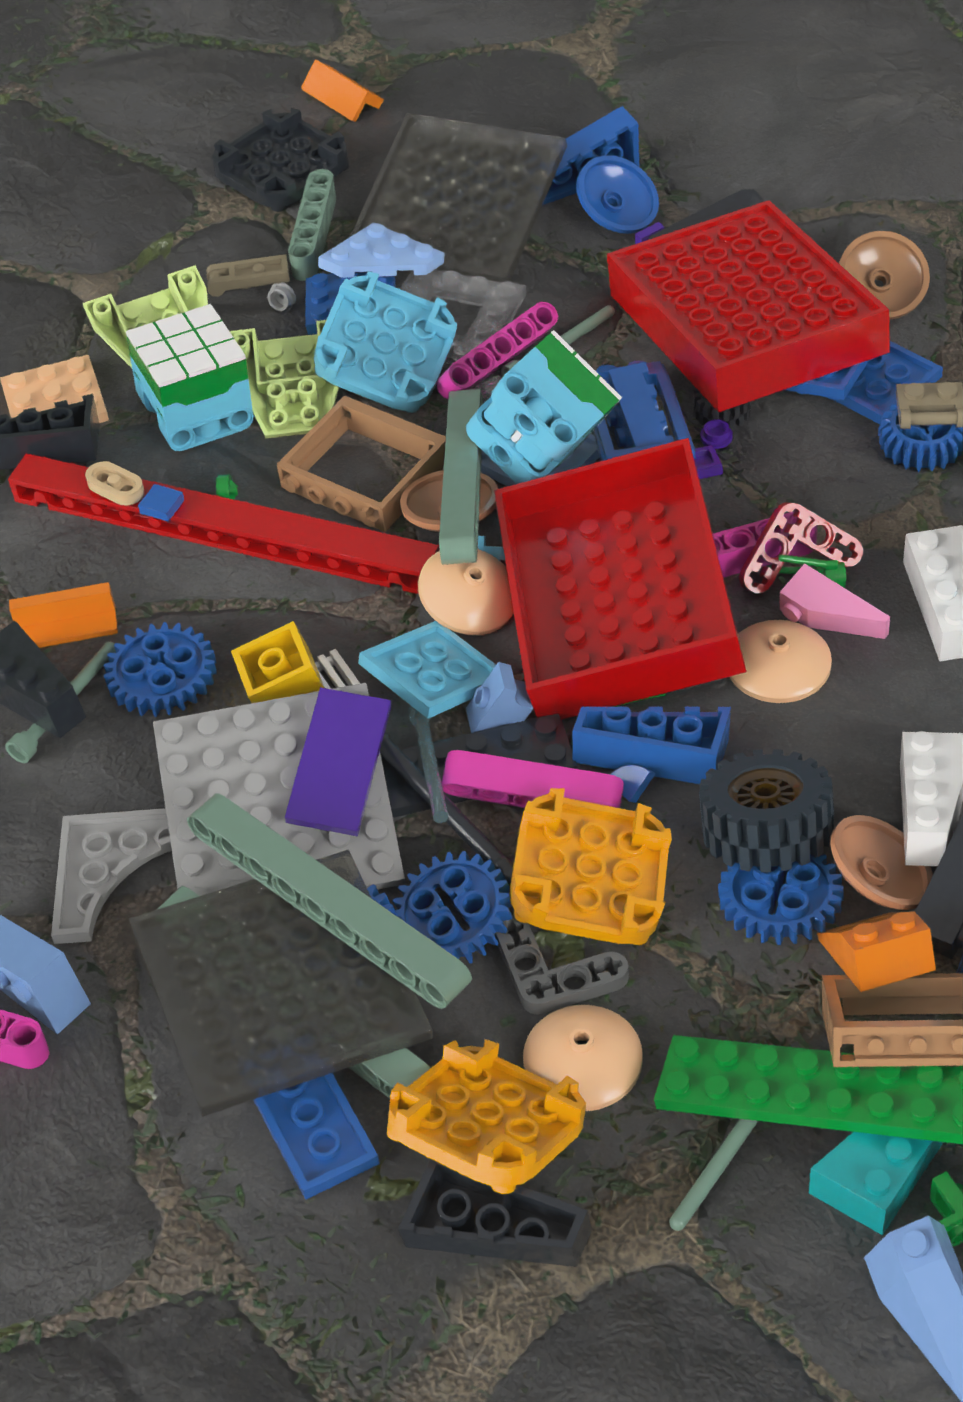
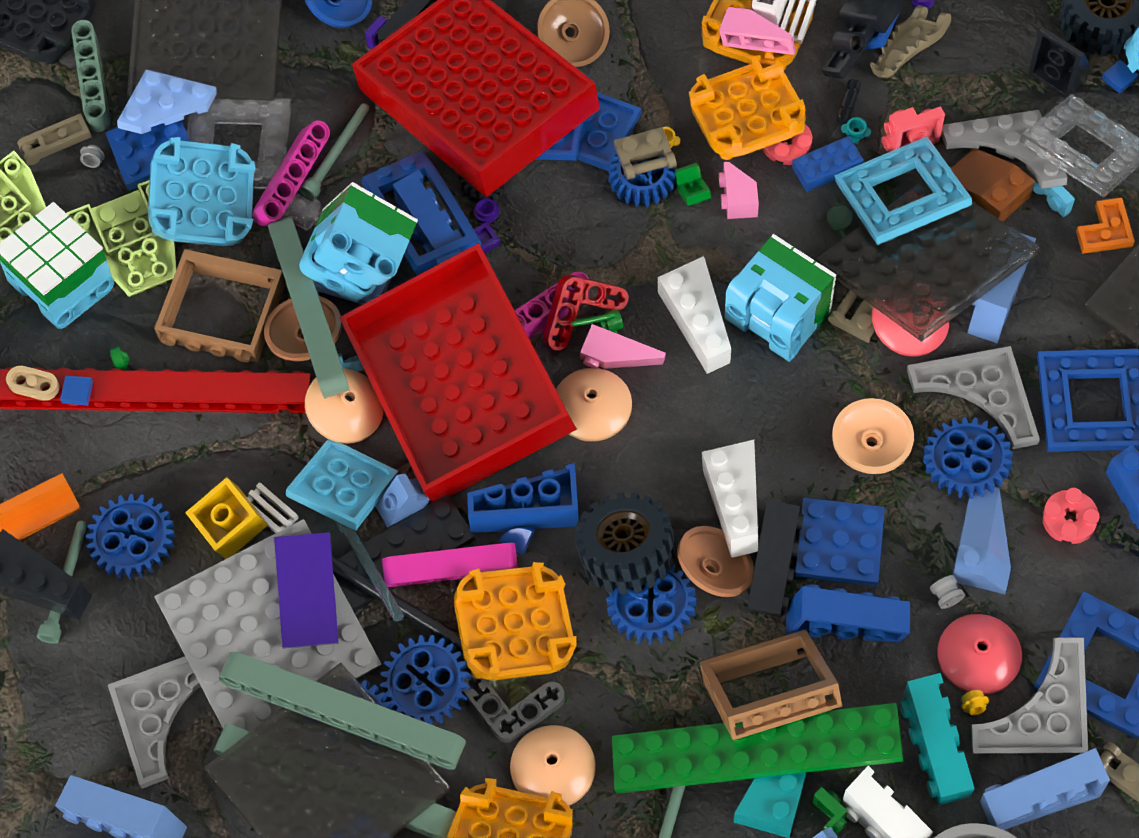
camera: 20 degrees left, 15 degrees up
(881, 949) = (733, 631): orange slope -> none

